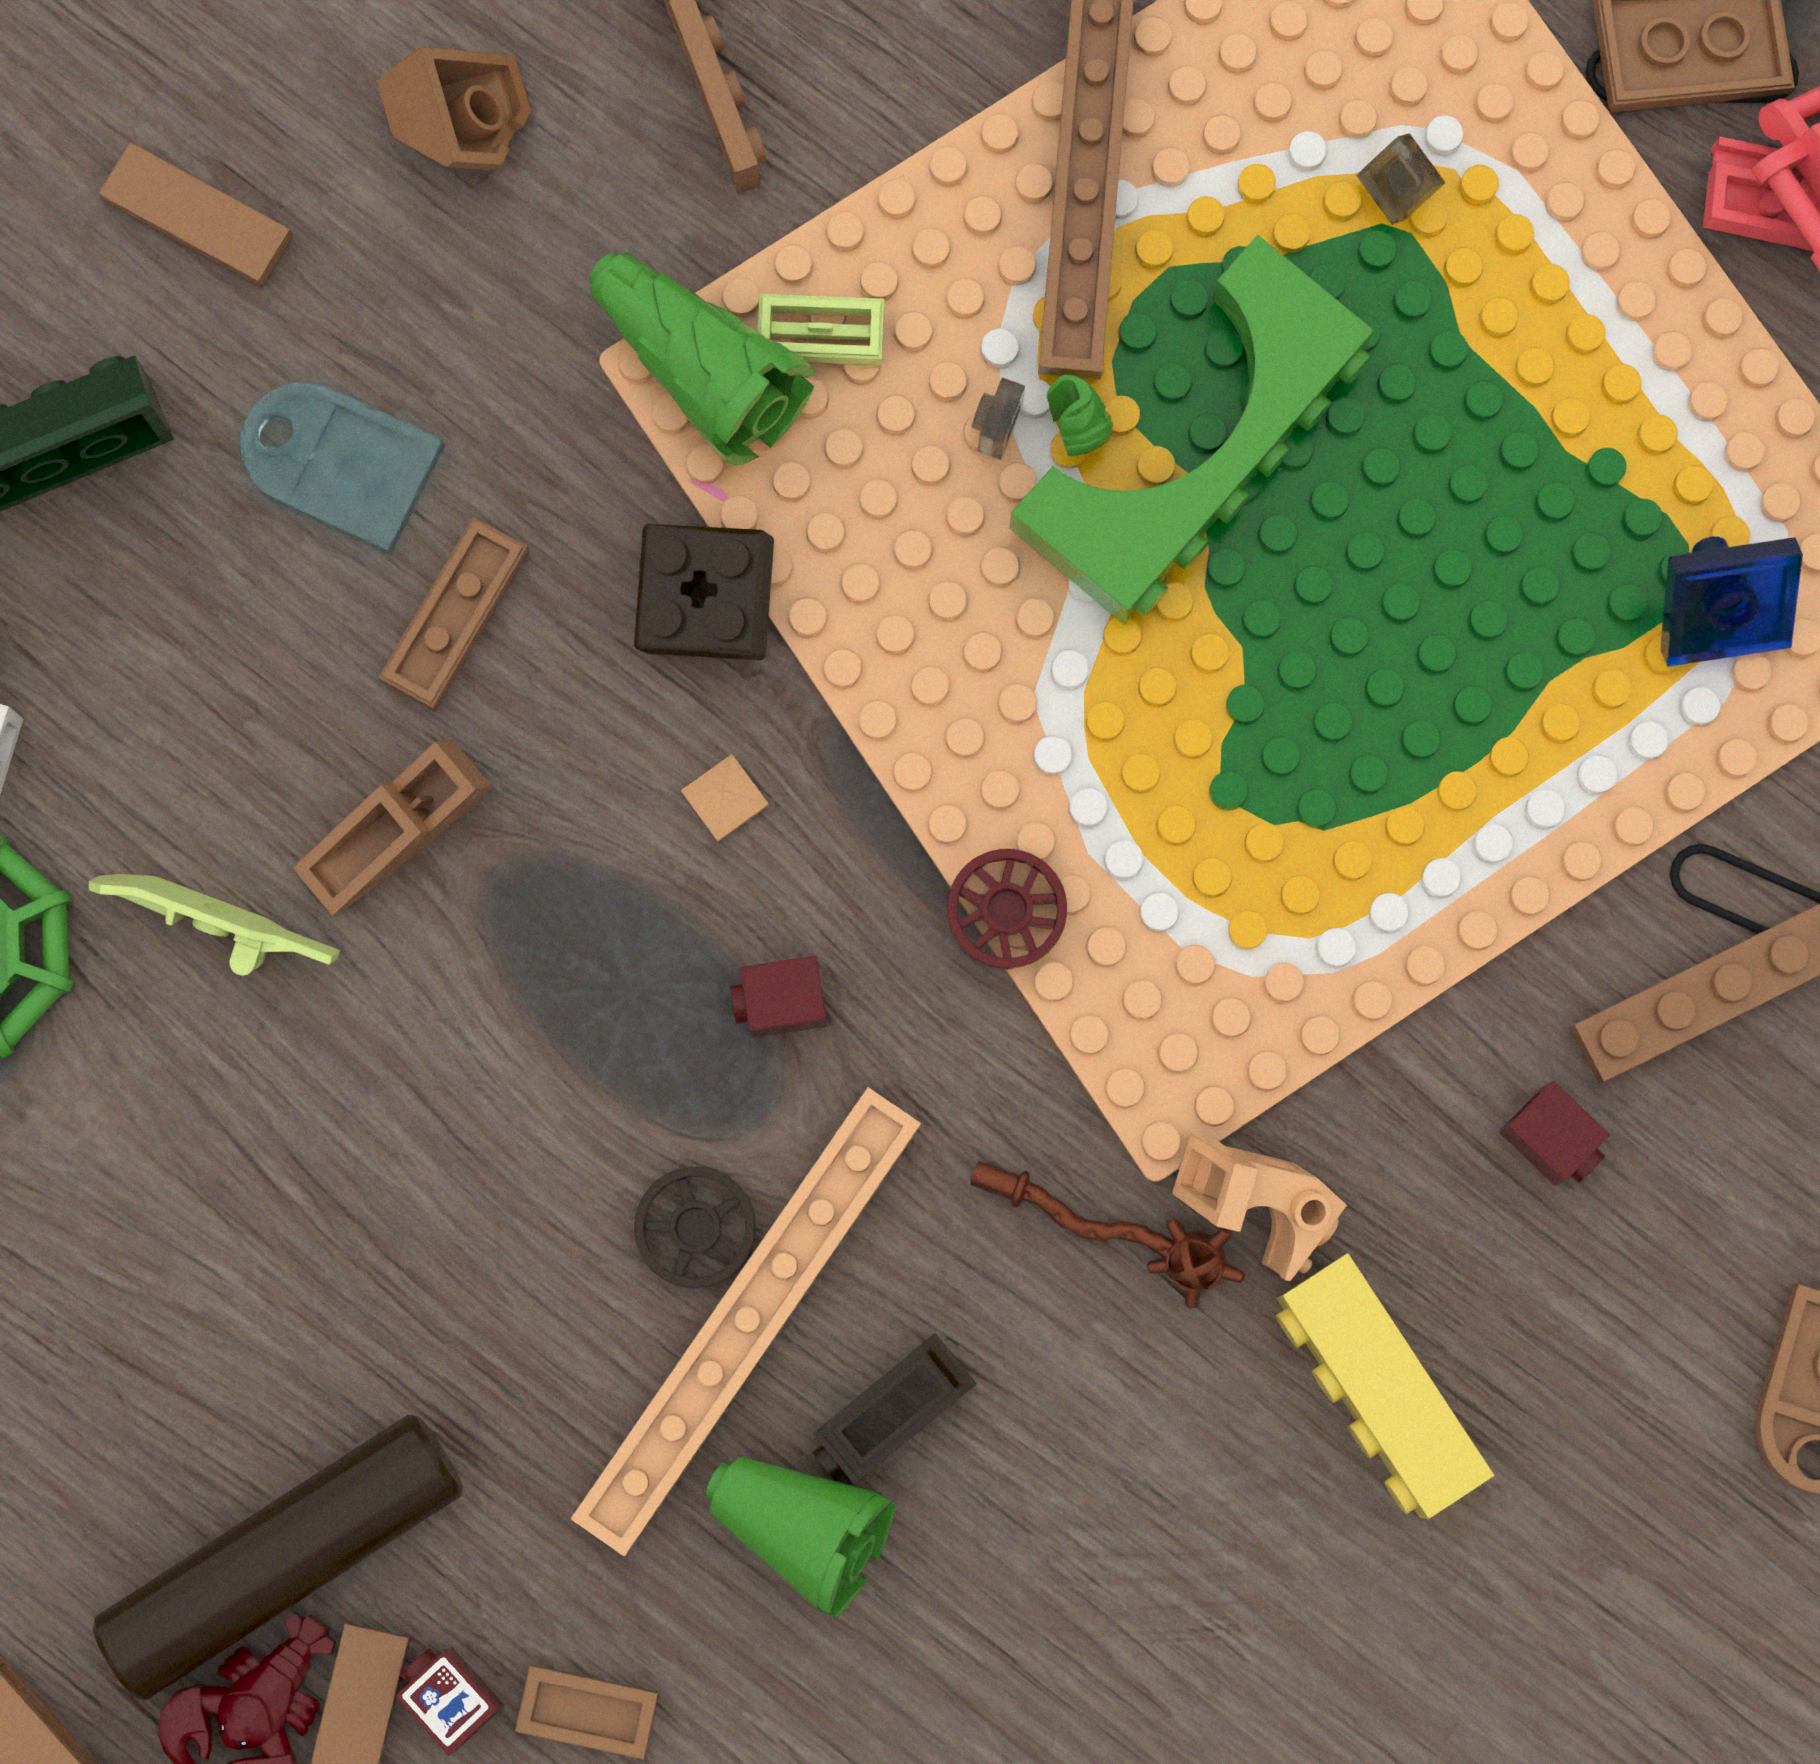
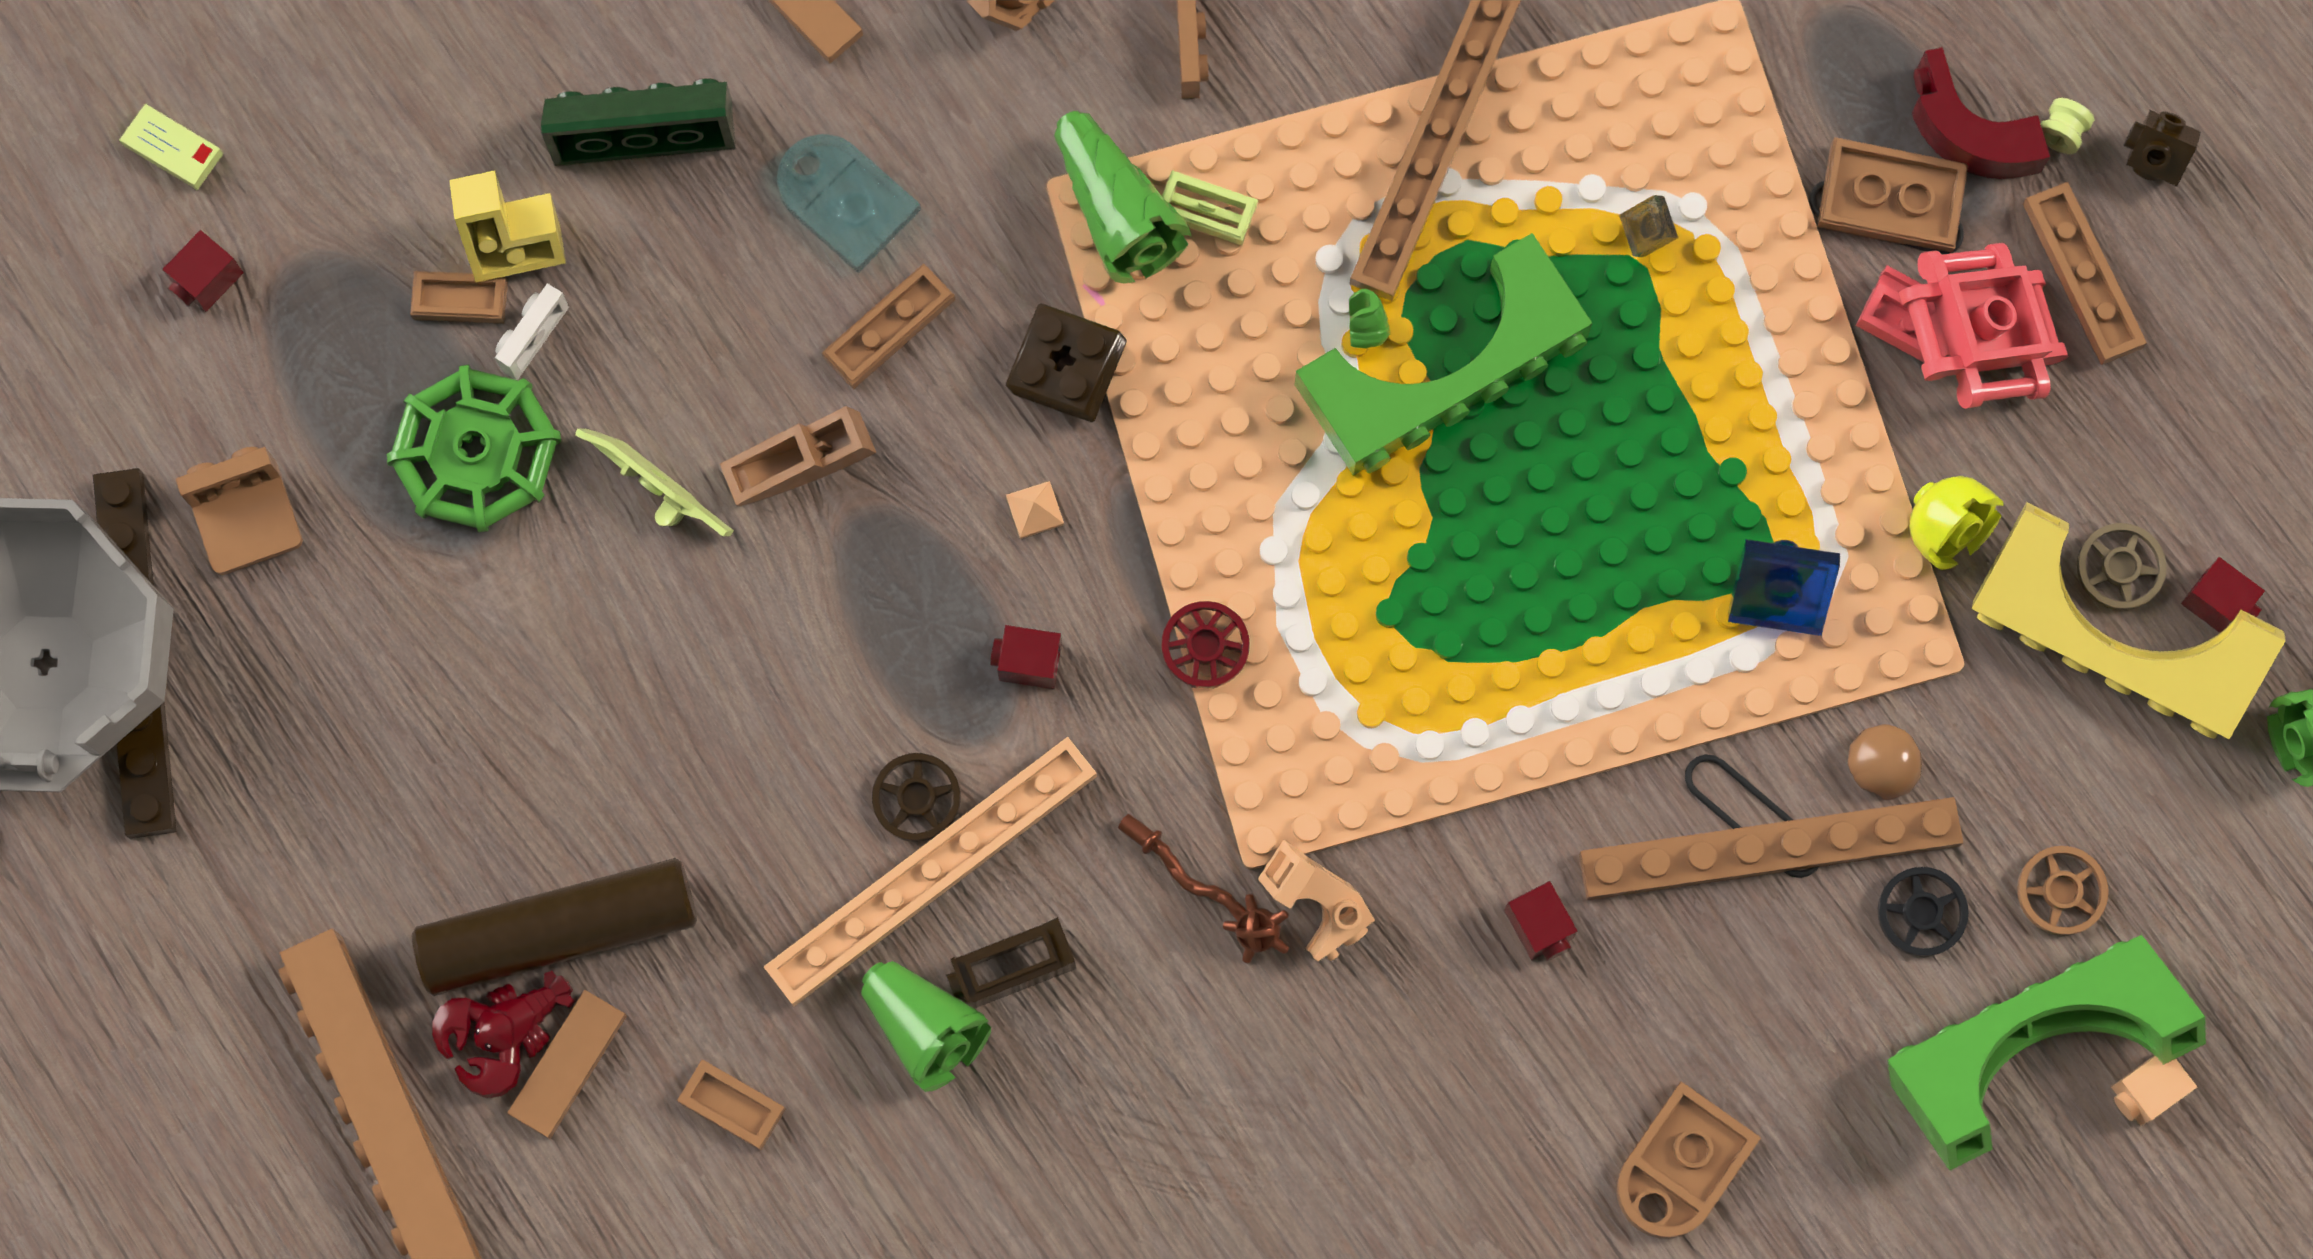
camera: 20 degrees right, 5 degrees down
(447, 1698) = (638, 1062): brick -> none
(998, 416) = (1310, 305): clear smoke plate -> none
(1383, 1387) = (1361, 1058): light yellow brick -> none

